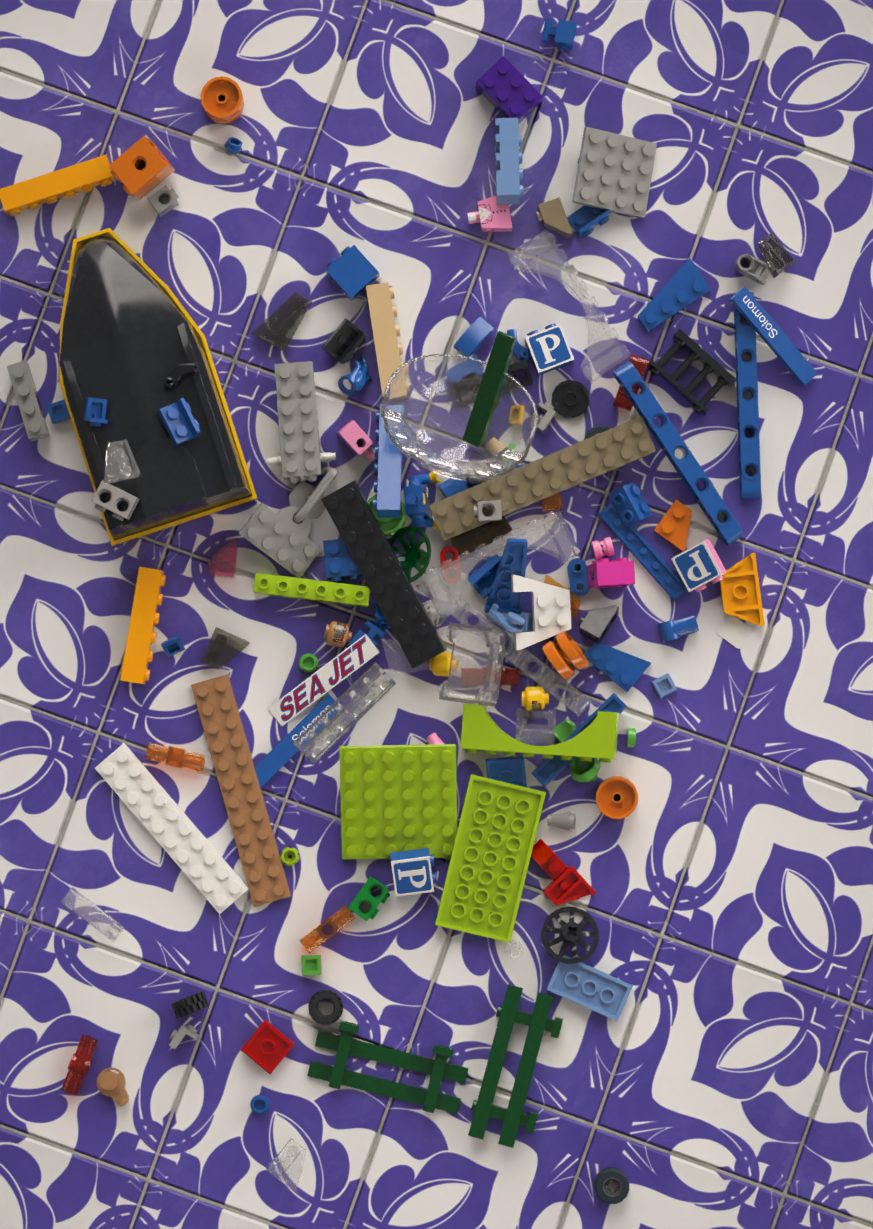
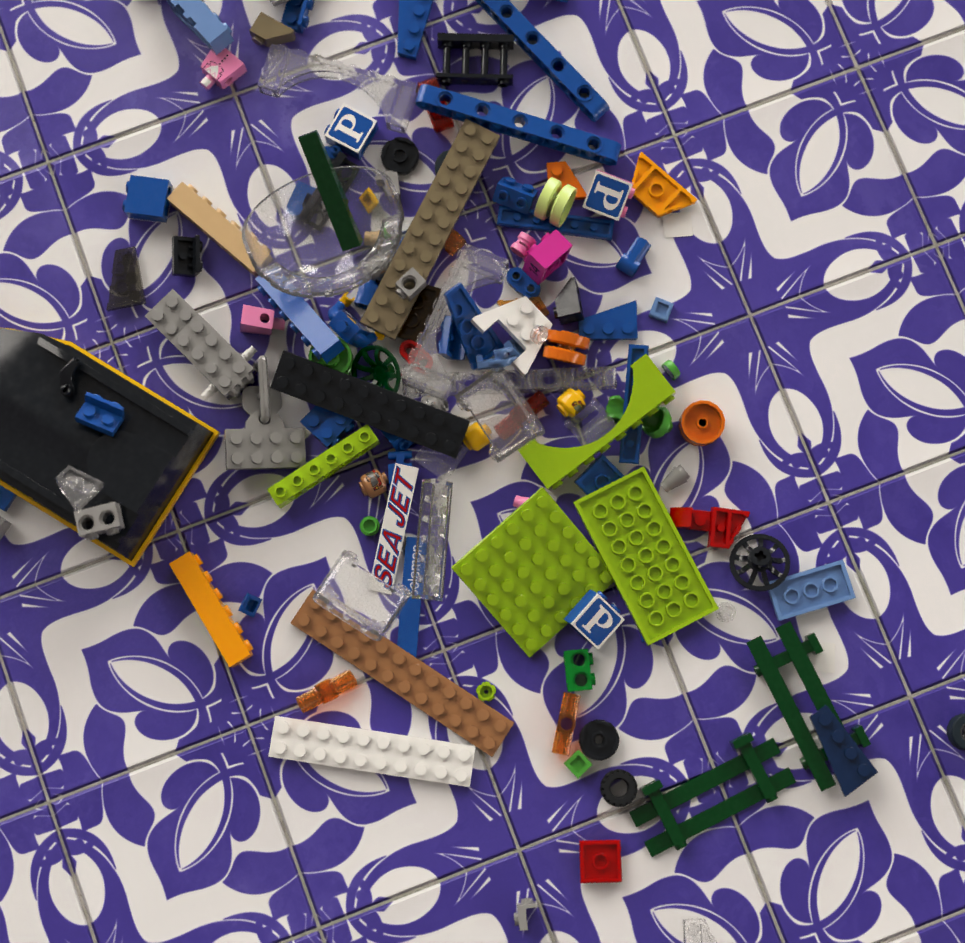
camera: 40 degrees left, 5 degrees down
(92, 914) = (366, 877): clear piece -> none
(95, 411) = (23, 463): blue bracket -> none
(190, 1004) = (508, 881): black tyre -> none
(222, 648) = (291, 572): clear smoke wing -> none
(224, 561) = (234, 502): clear pink slope -> none
(256, 711) = (361, 597): none -> clear windscreen
(260, 1104) = (634, 914): blue plate -> none
(336, 970) = (609, 743): none -> black plate
(357, 377) = (219, 273): blue piece -> none
(473, 337) = (284, 168): blue slope -> none
(506, 1124) = (845, 756): none -> dark blue wing
(552, 629) = (539, 334): none -> clear plate
(652, 539) = (555, 202): none -> yellowish green wheel

